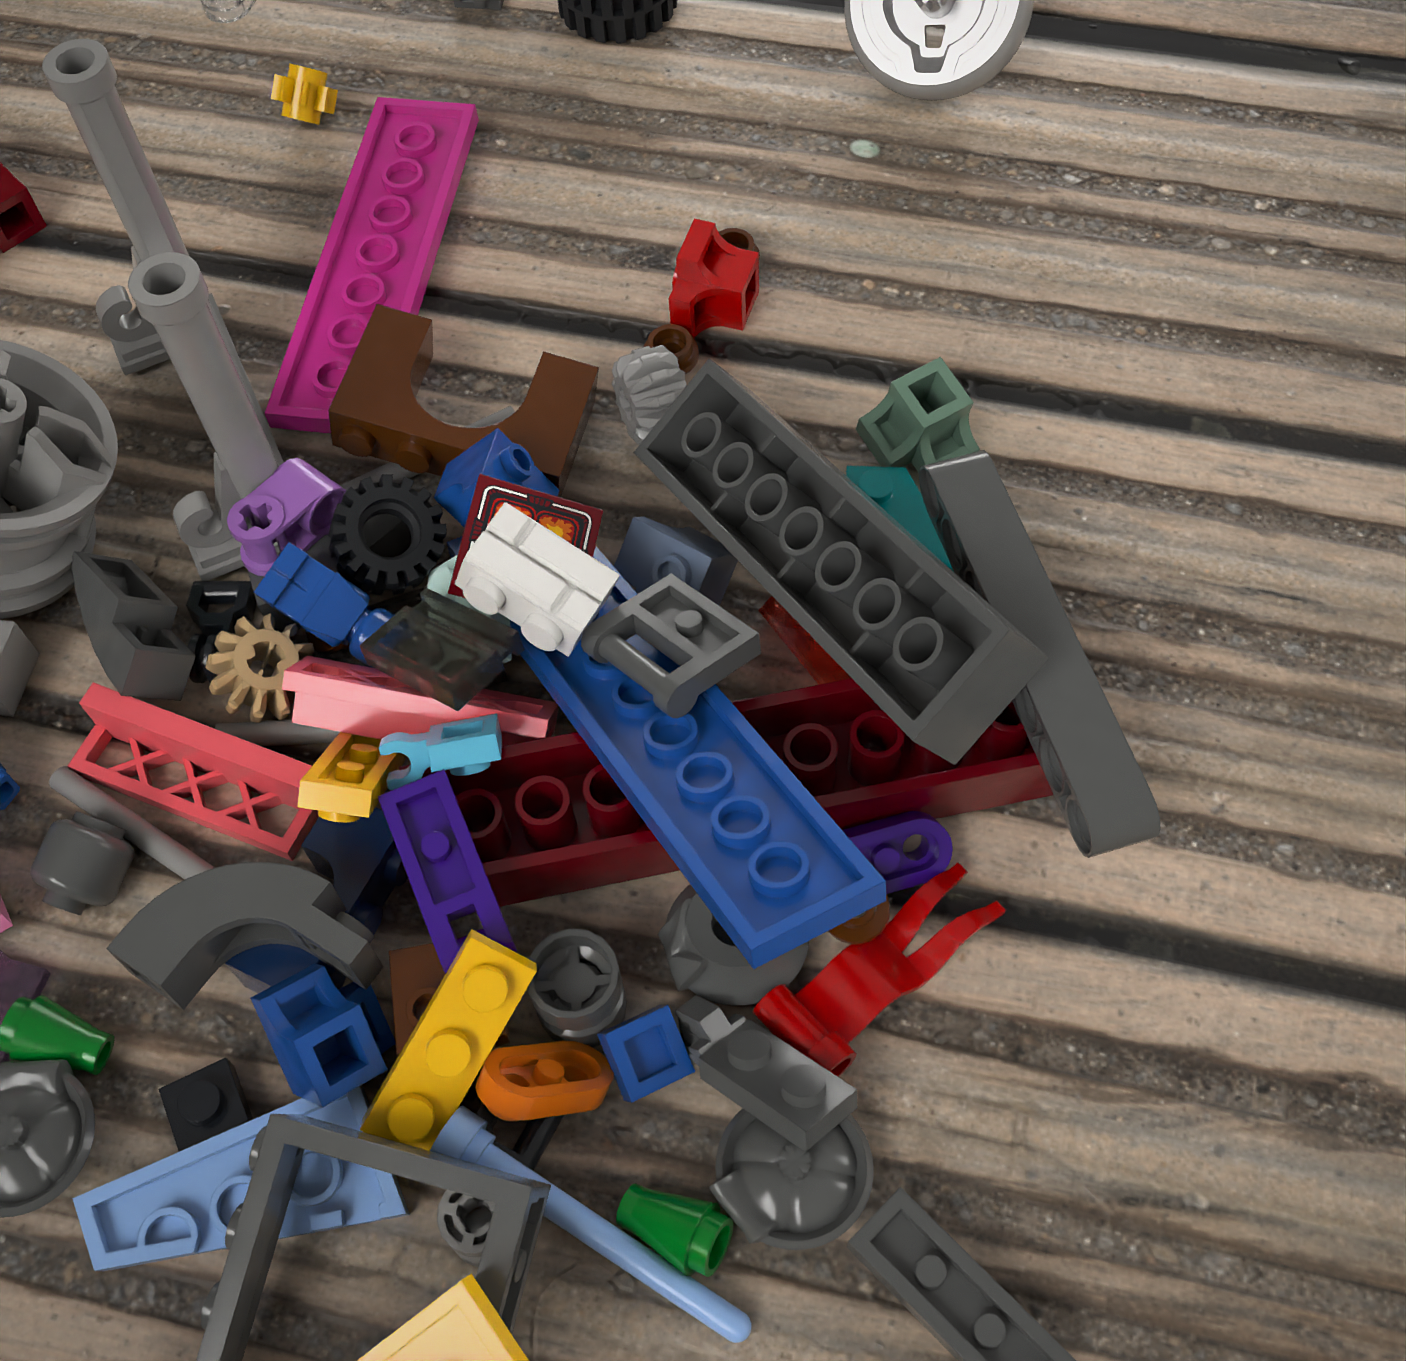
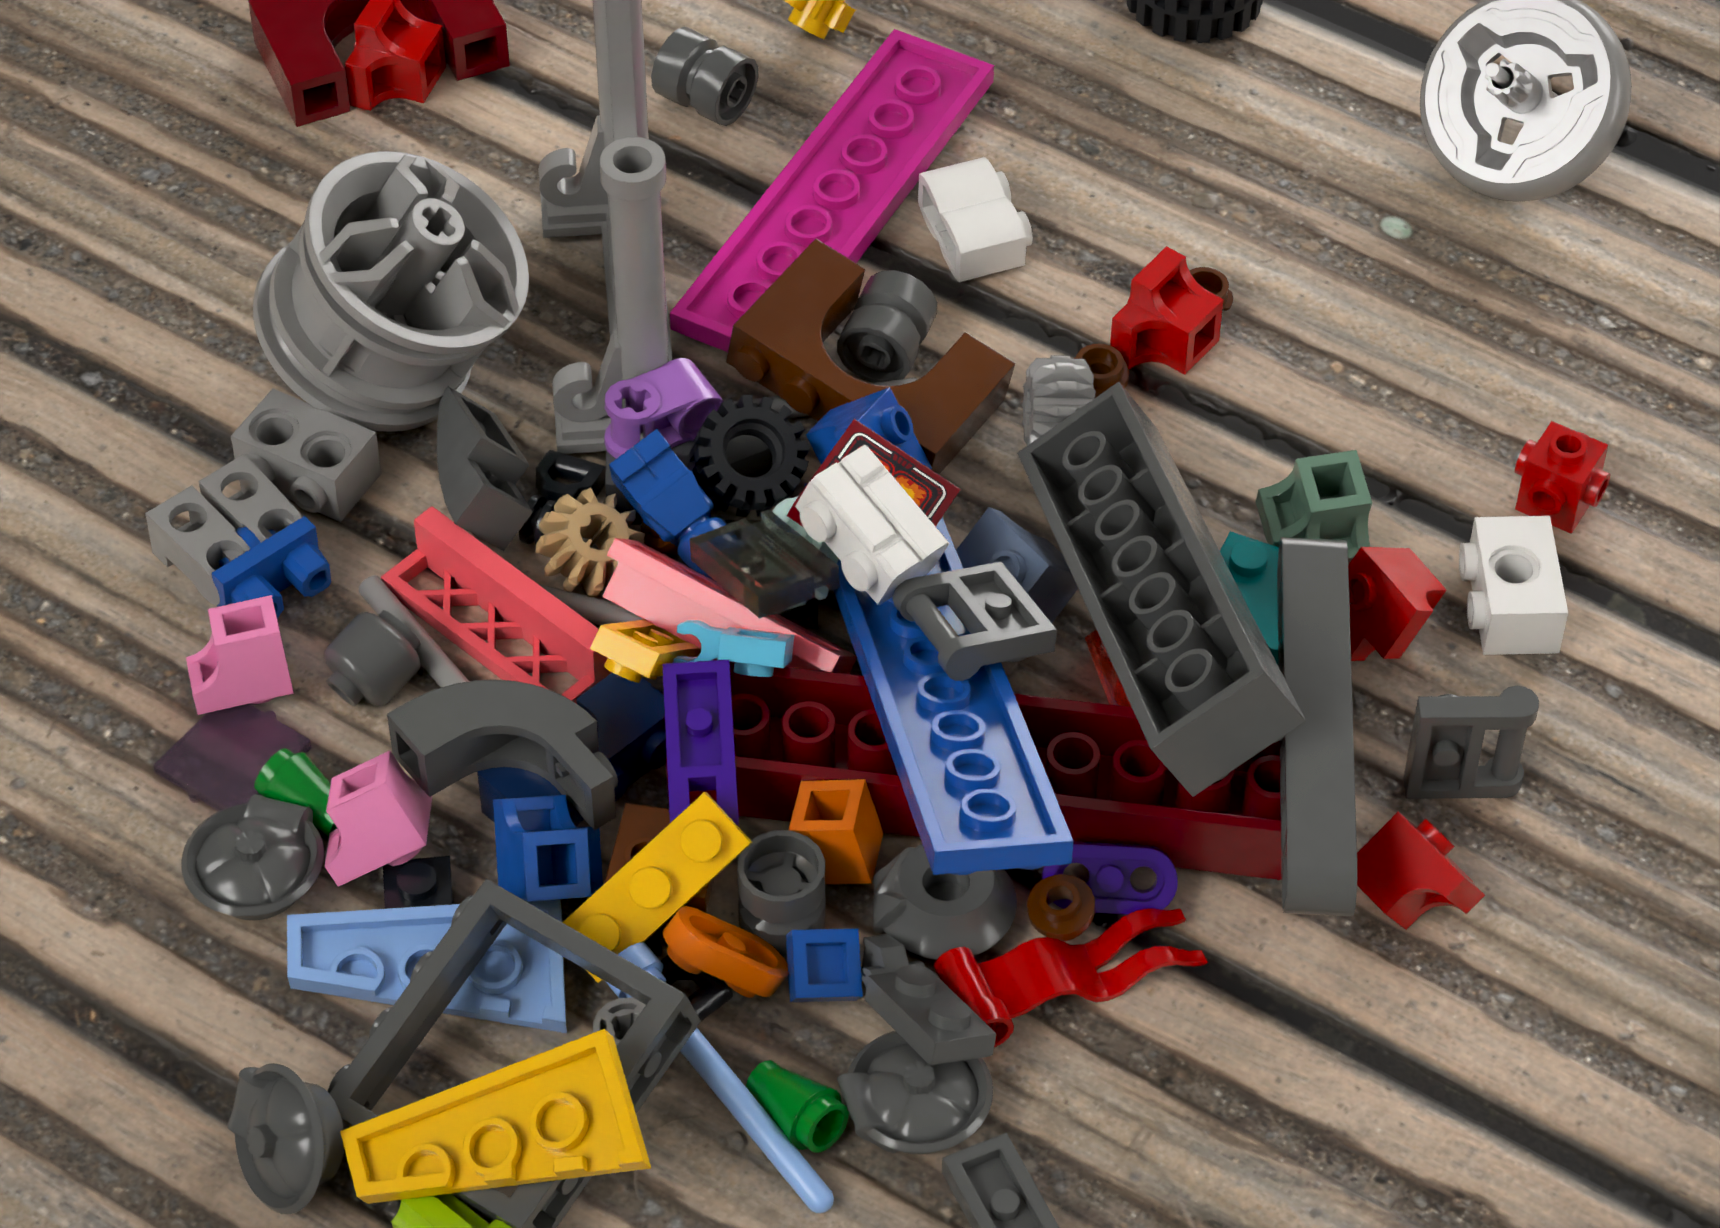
camera: 15 degrees right, 10 degrees down
(132, 1054) = (377, 817): none -> bright pink brick
(223, 184) = (704, 76): none -> dark grey wheel
(468, 366) = (887, 326): none -> dark grey wheel
(508, 244) = (974, 218): none -> white brick
(608, 899) = (844, 826): none -> orange brick
(1032, 483) = (1388, 600): none -> red brick
(1111, 325) = (1561, 476): none -> red brick
(1117, 438) = (1514, 585): none -> white brick
(1160, 609) = (1449, 743): none -> dark grey plate
(1172, 752) = (1410, 872): none -> red brick

